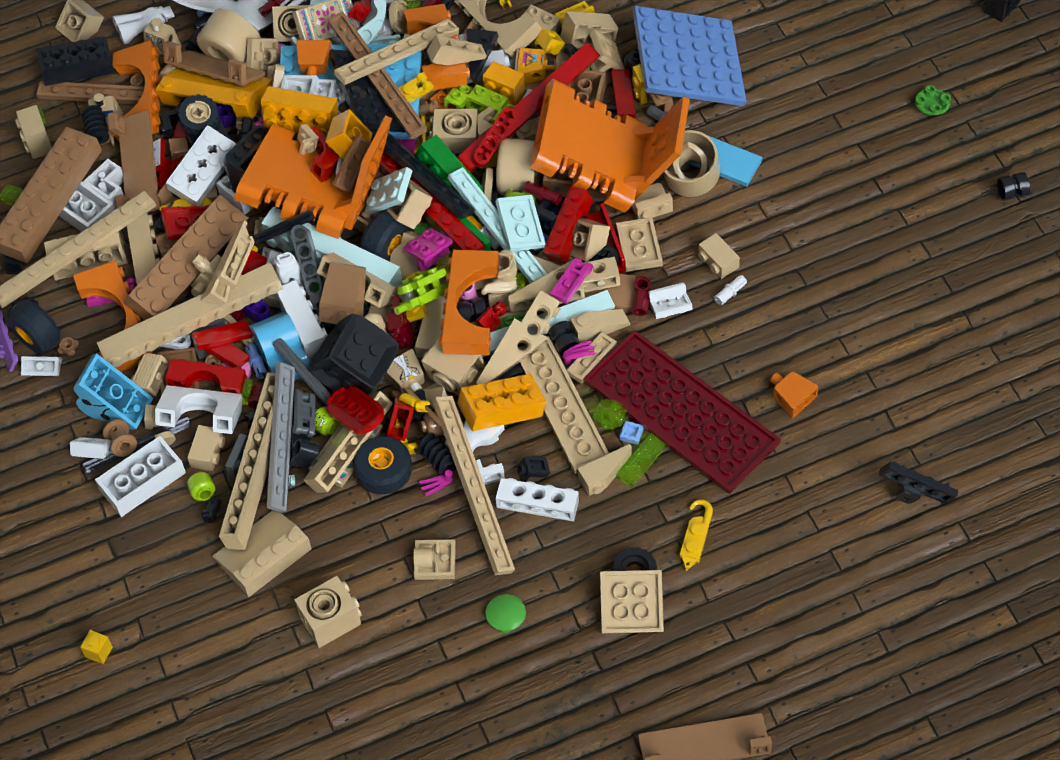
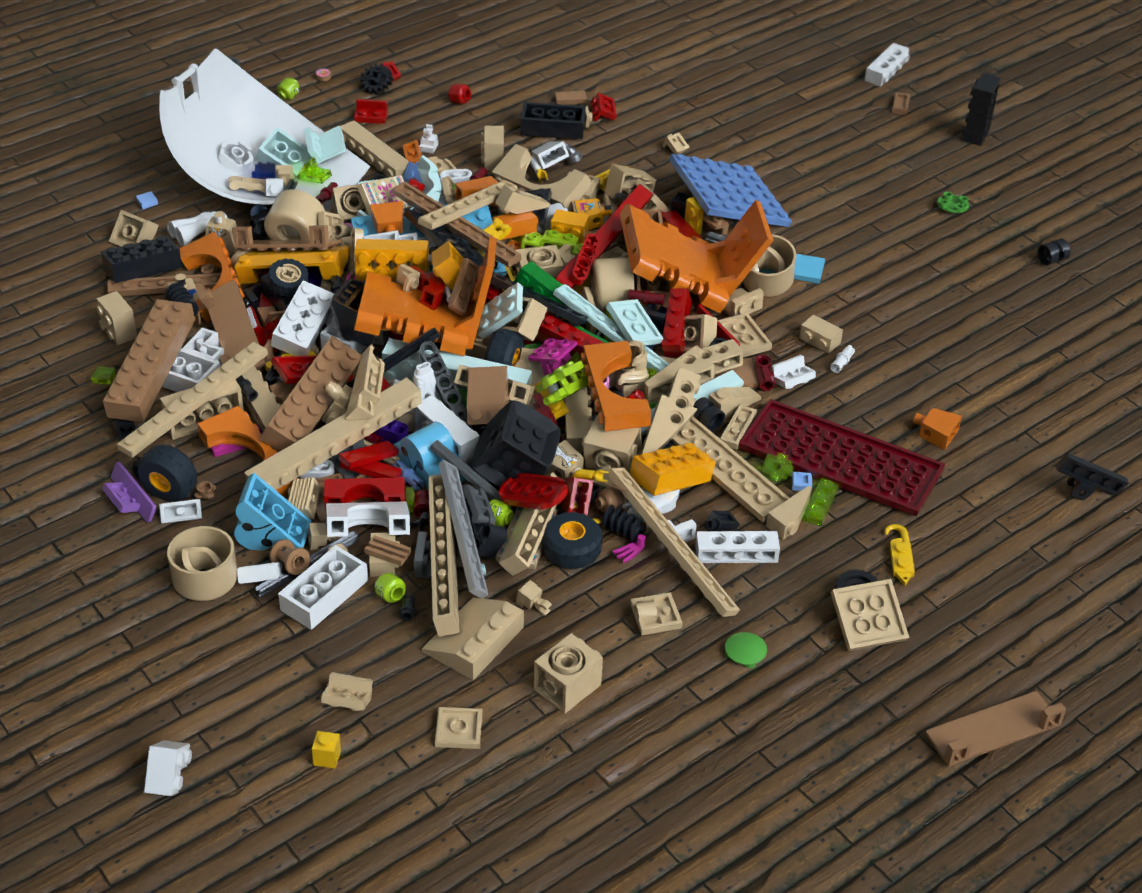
camera: 20 degrees left, 15 degrees down
(29, 420) = (202, 549): none -> tan piece
(127, 237) = (246, 388): none -> black pin
(131, 591) = (347, 692): none -> tan bracket
(195, 440) = (389, 548): none -> medium nougat tile
(219, 645) = (458, 728): none -> tan tile
(325, 519) = (530, 595): none -> tan piece
(549, 41) = (601, 193): yellow brick -> none
(571, 280) = (702, 359): dark pink plate -> none
(577, 351) = (724, 422): dark pink piece -> none

